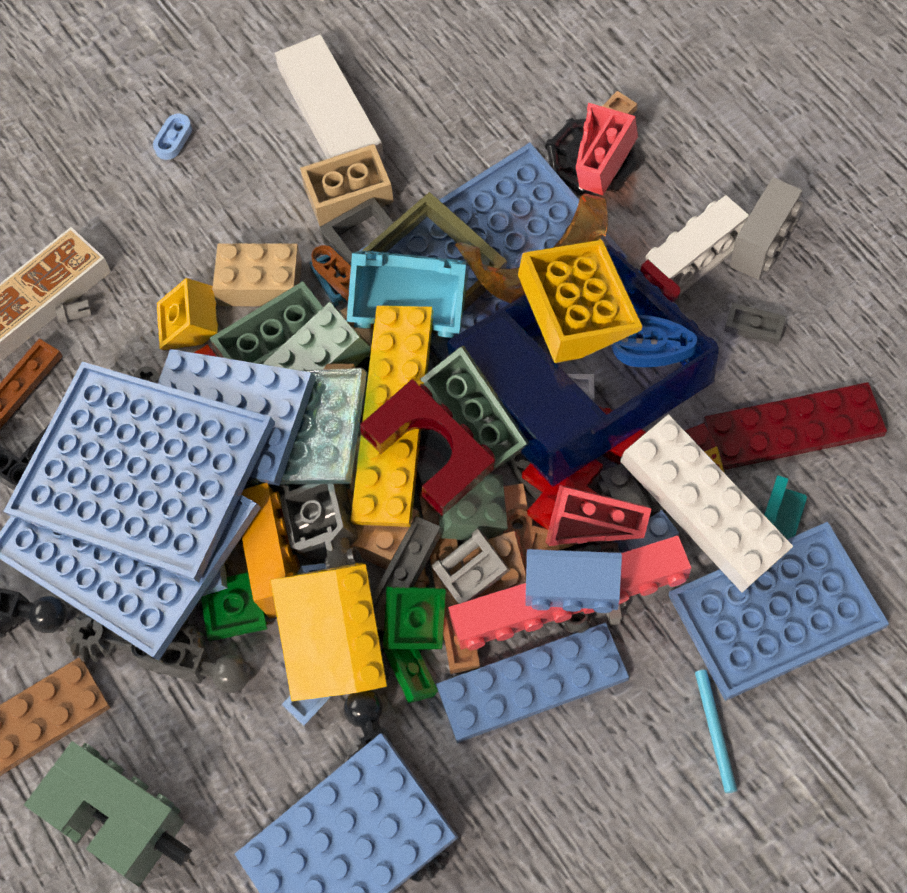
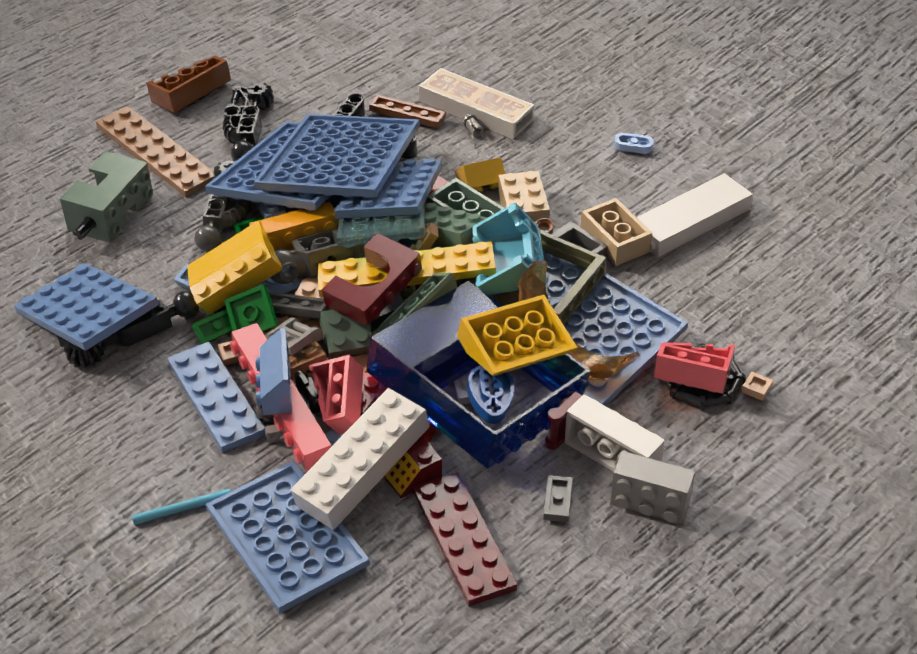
camera: 75 degrees right, 20 degrees down
(785, 508) = (377, 530): teal panel -> none

